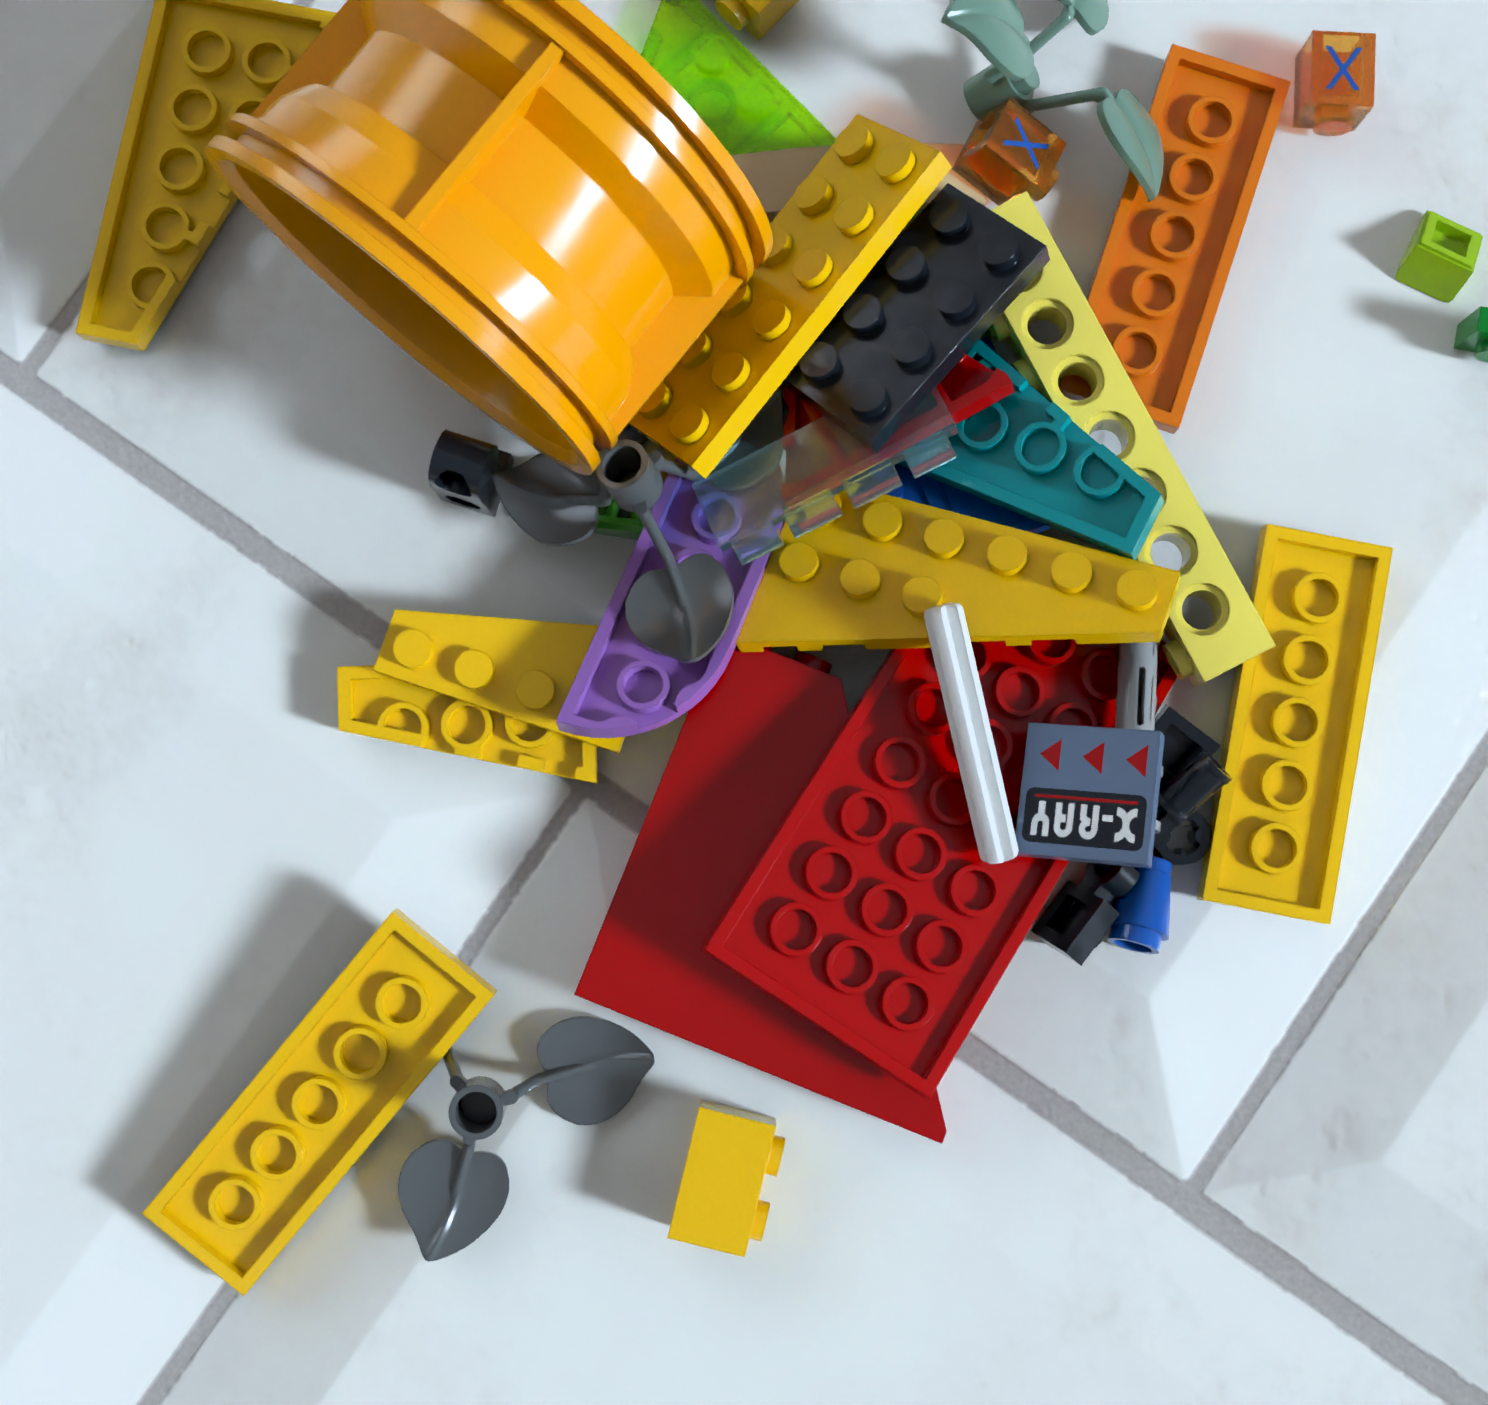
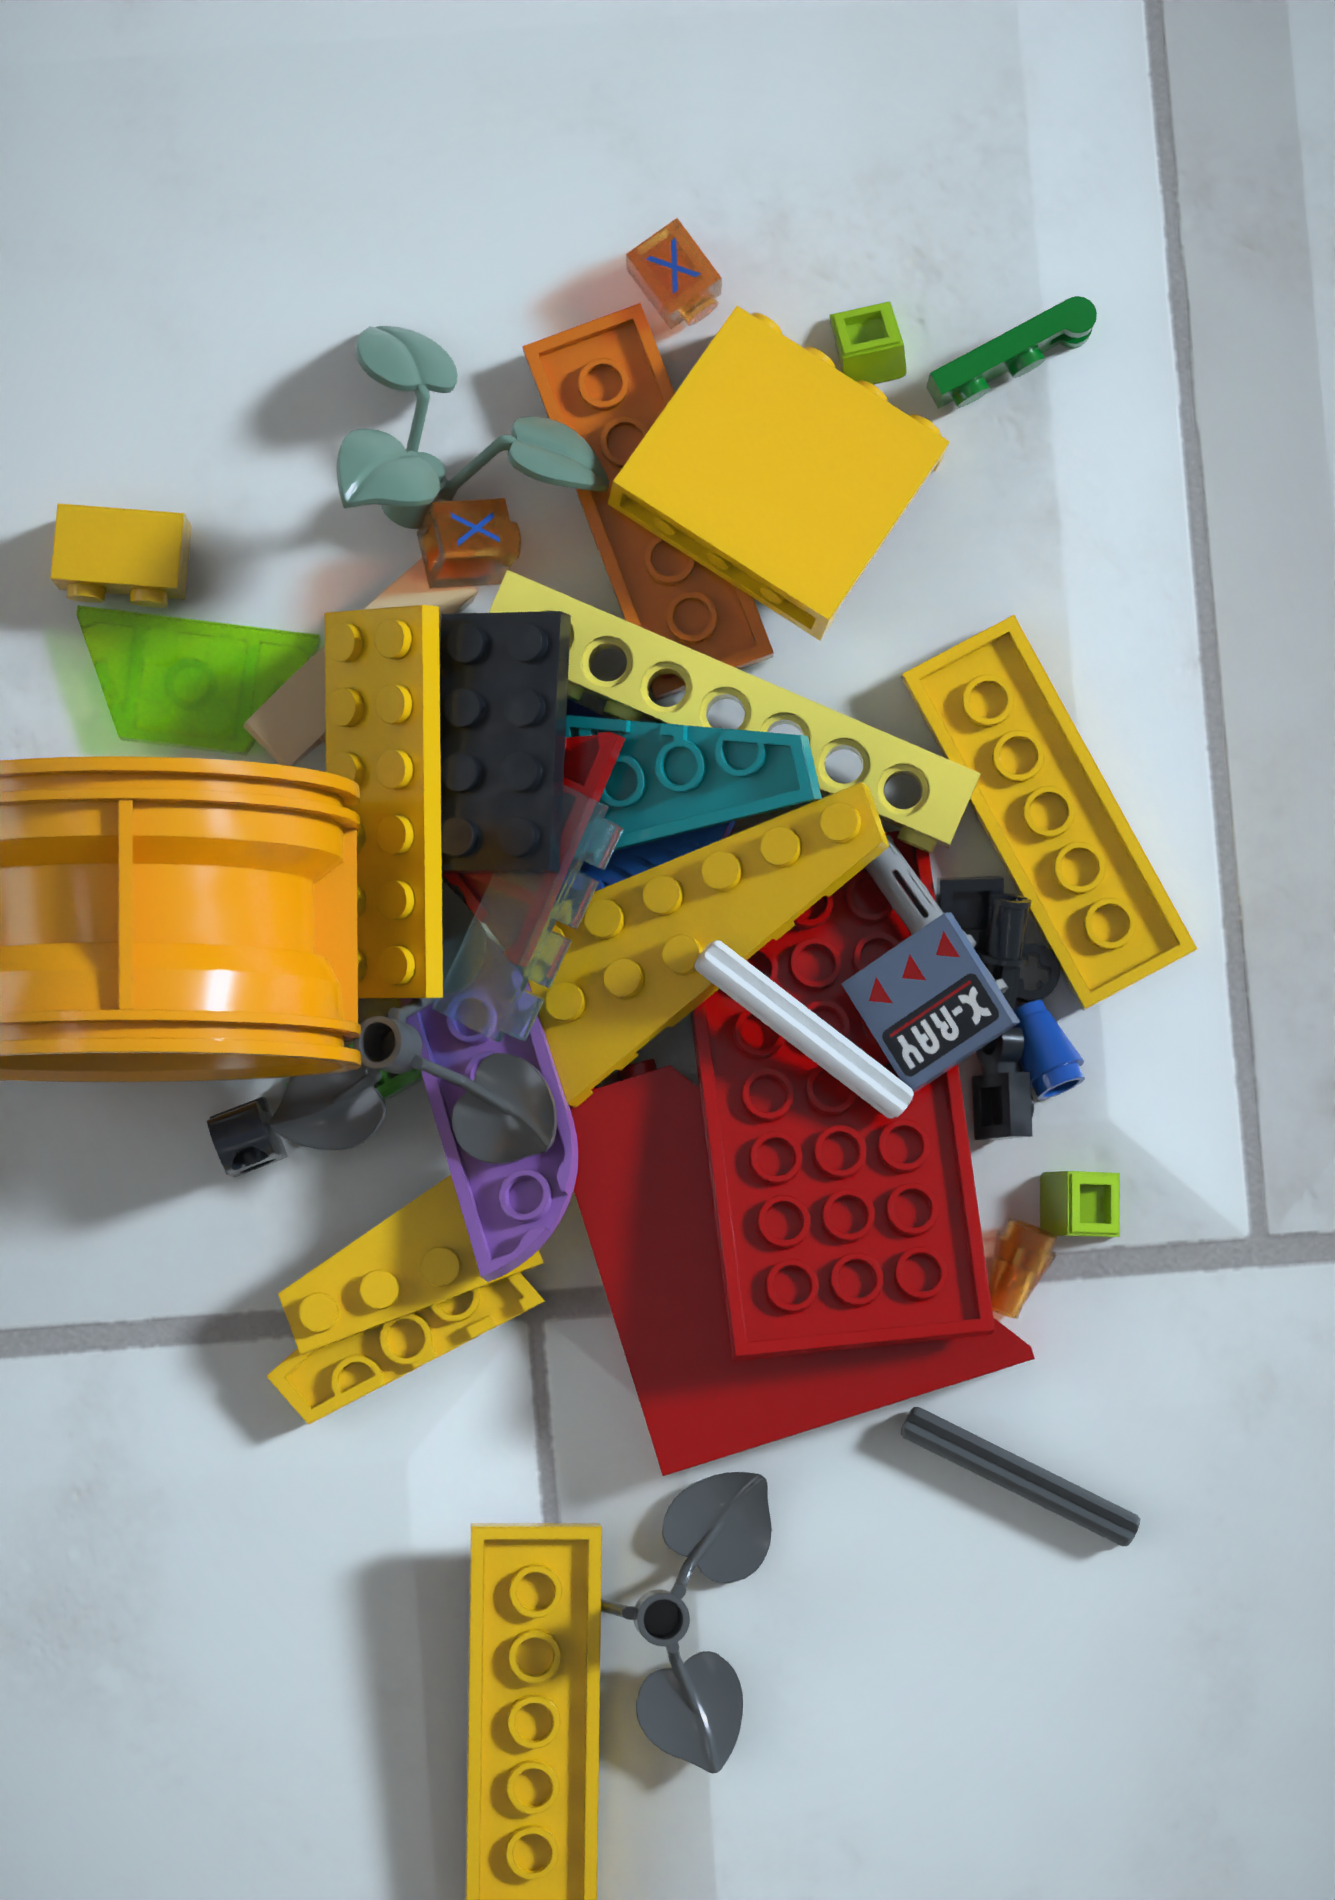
camera: 40 degrees left, 0 degrees up
(724, 1179) = (892, 1522): yellow brick -> none
(854, 1224) = (1020, 1476): none -> dark grey axle
(988, 1056) = (1018, 1265): none -> clear orange cone
(1072, 1047) = (1080, 1203): none -> lime slope
(1295, 288) = (777, 470): none -> yellow panel

